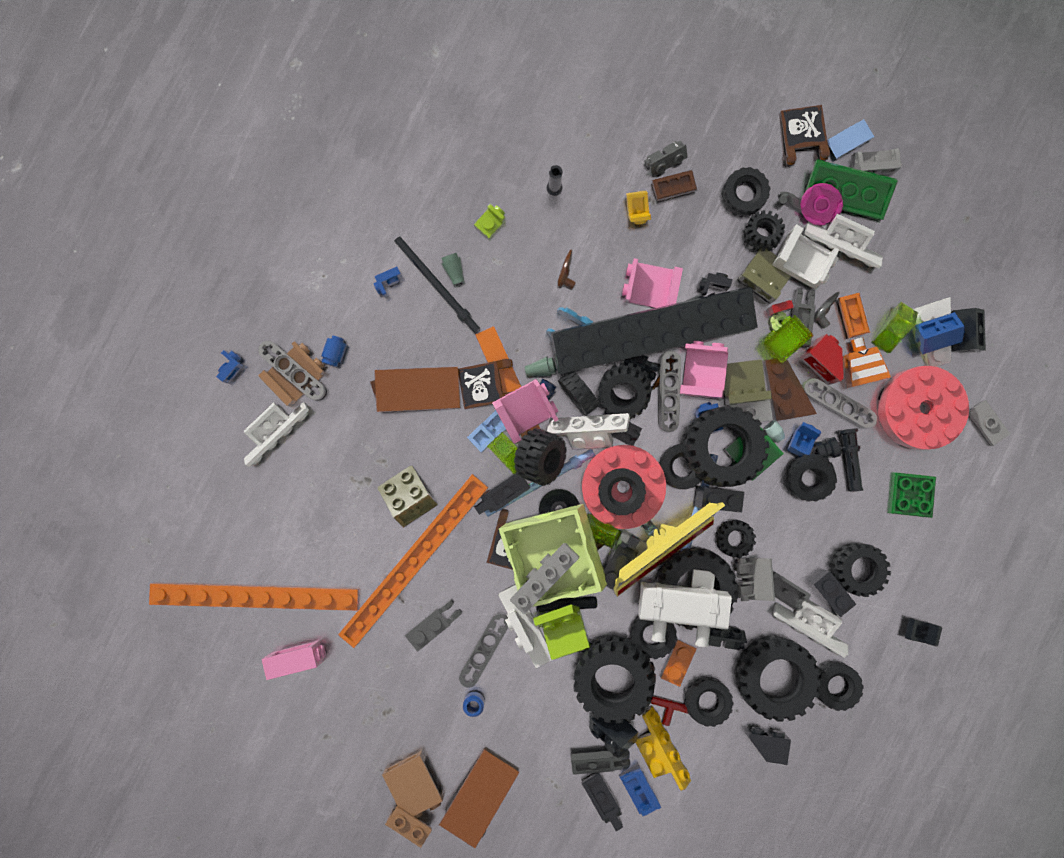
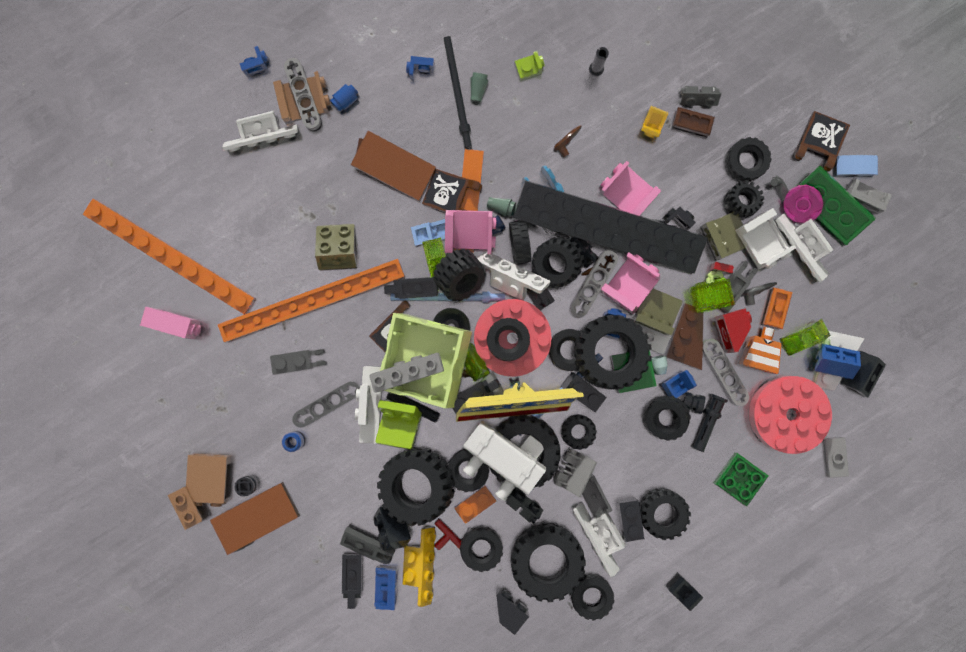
camera: 30 degrees right, 0 degrees up
(456, 770) = (248, 482): none -> black wheel

